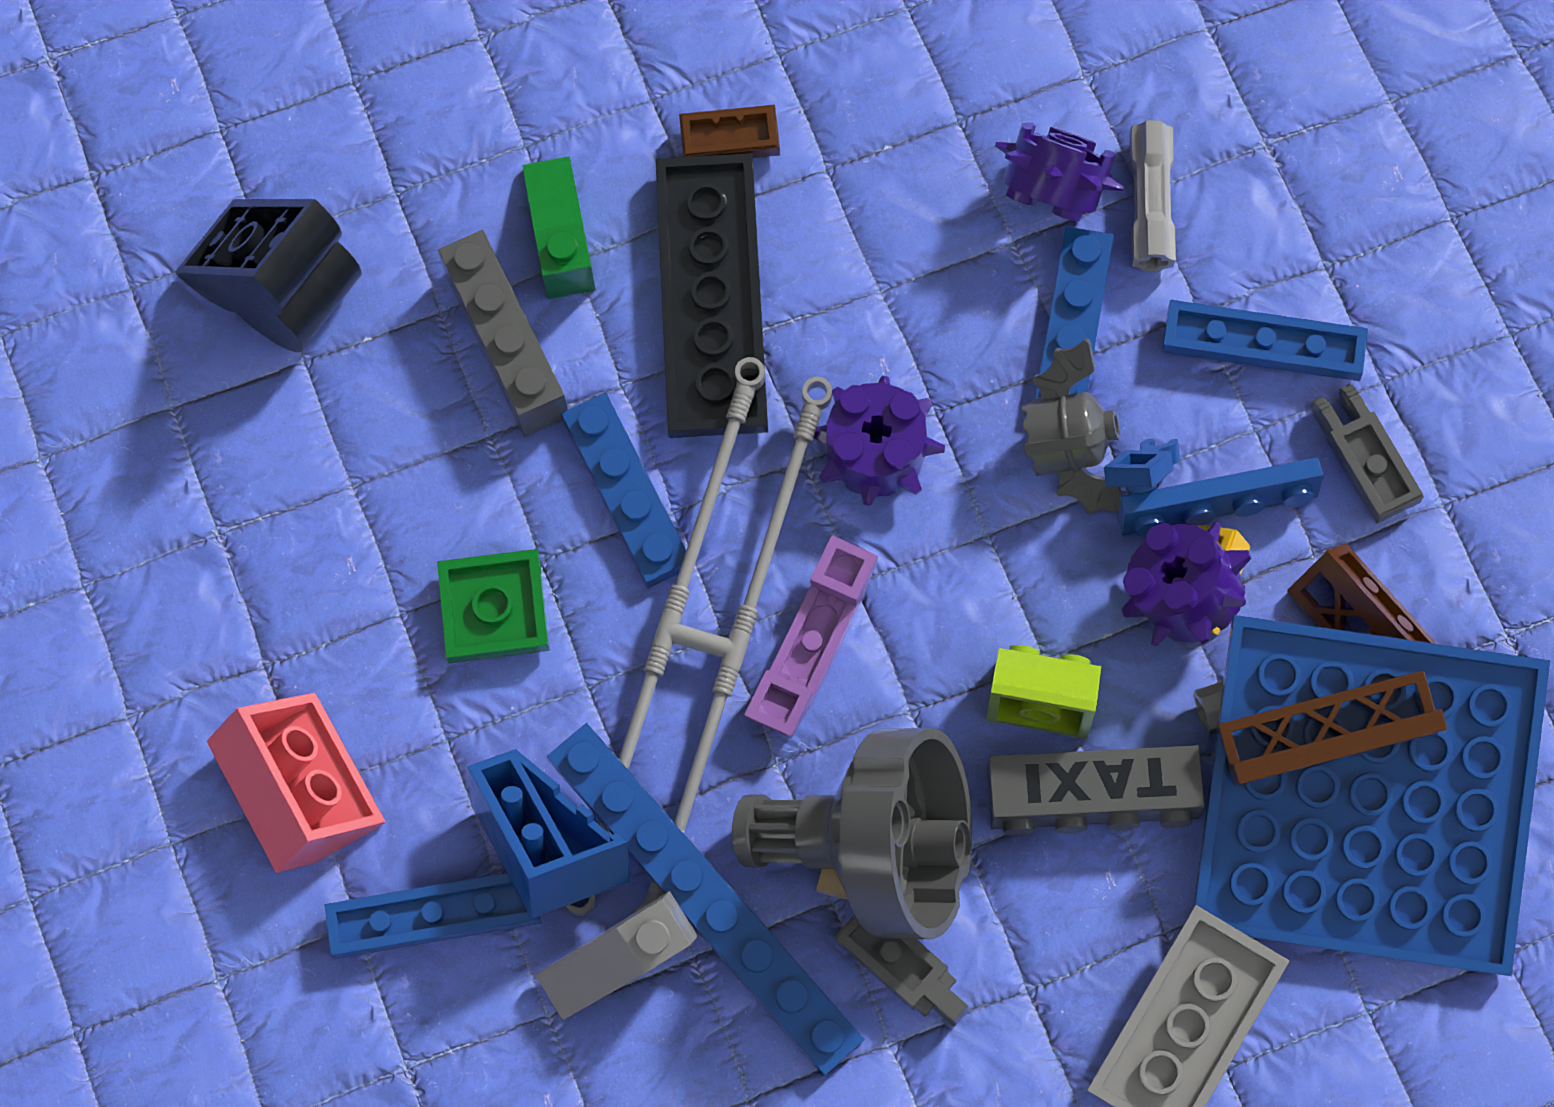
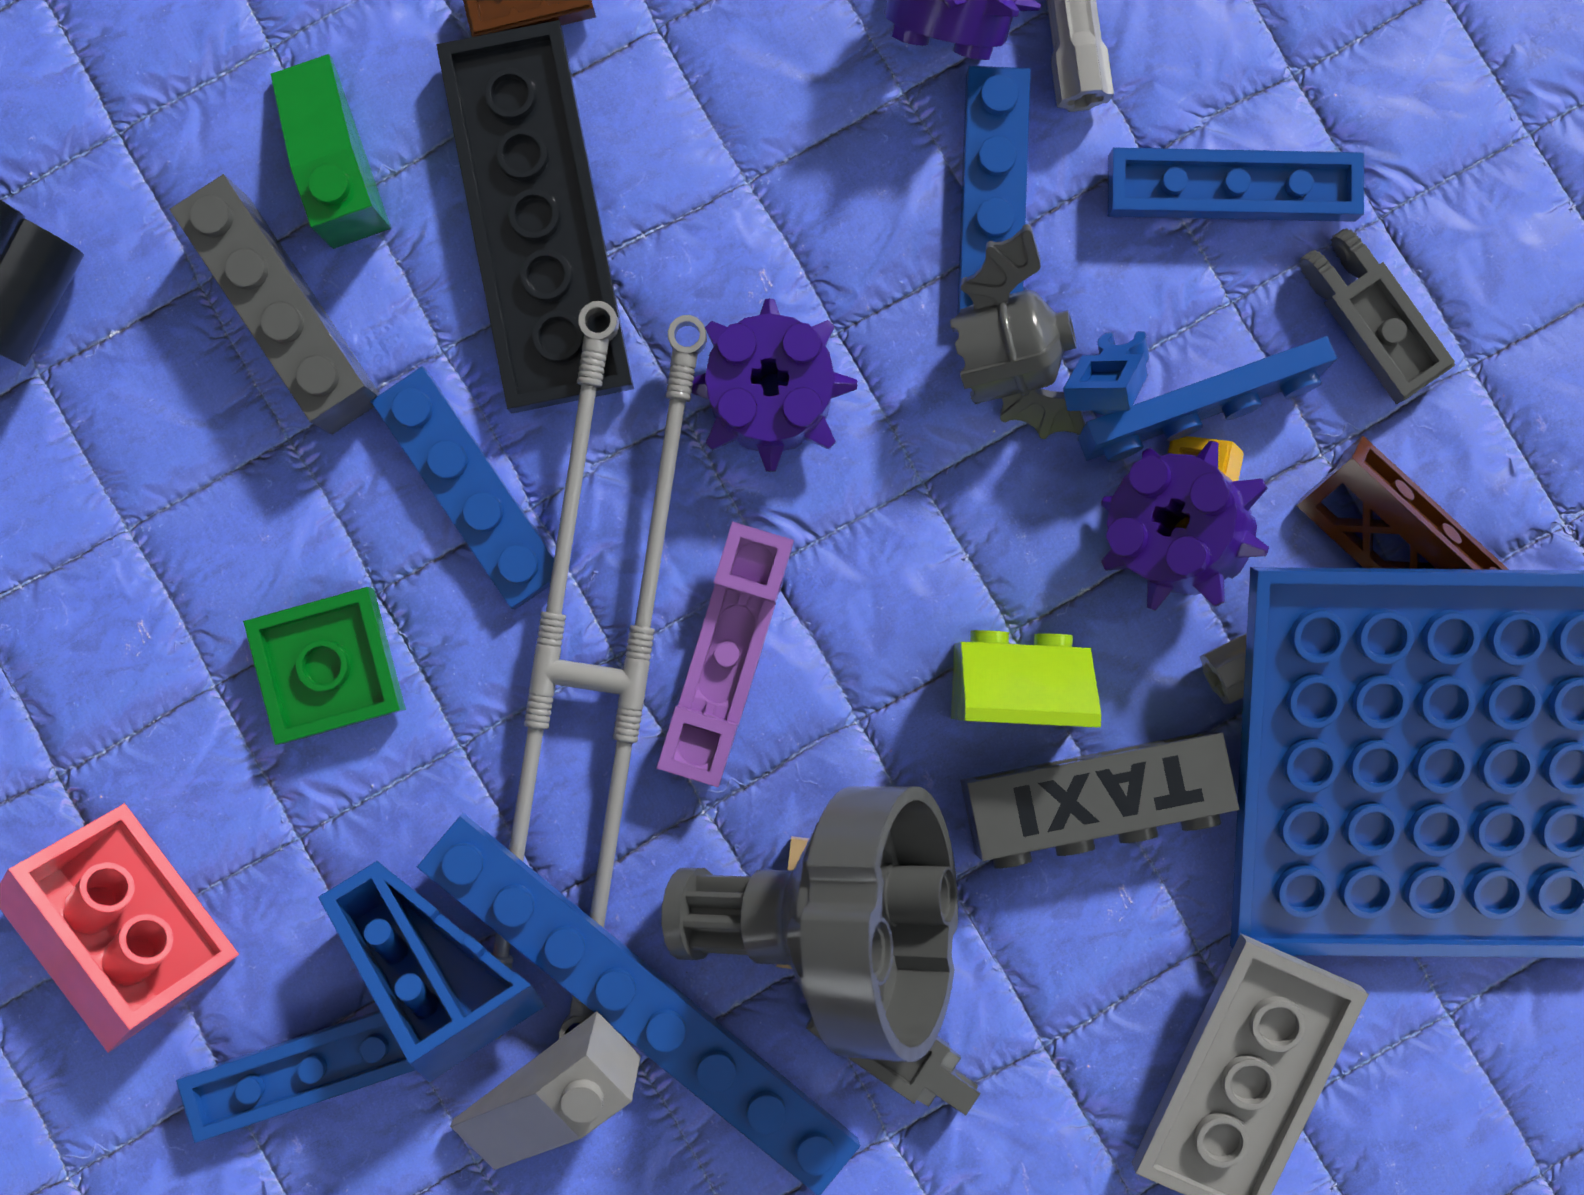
camera: 15 degrees left, 15 degrees up
(1345, 745) = (1408, 726): reddish brown fence -> none

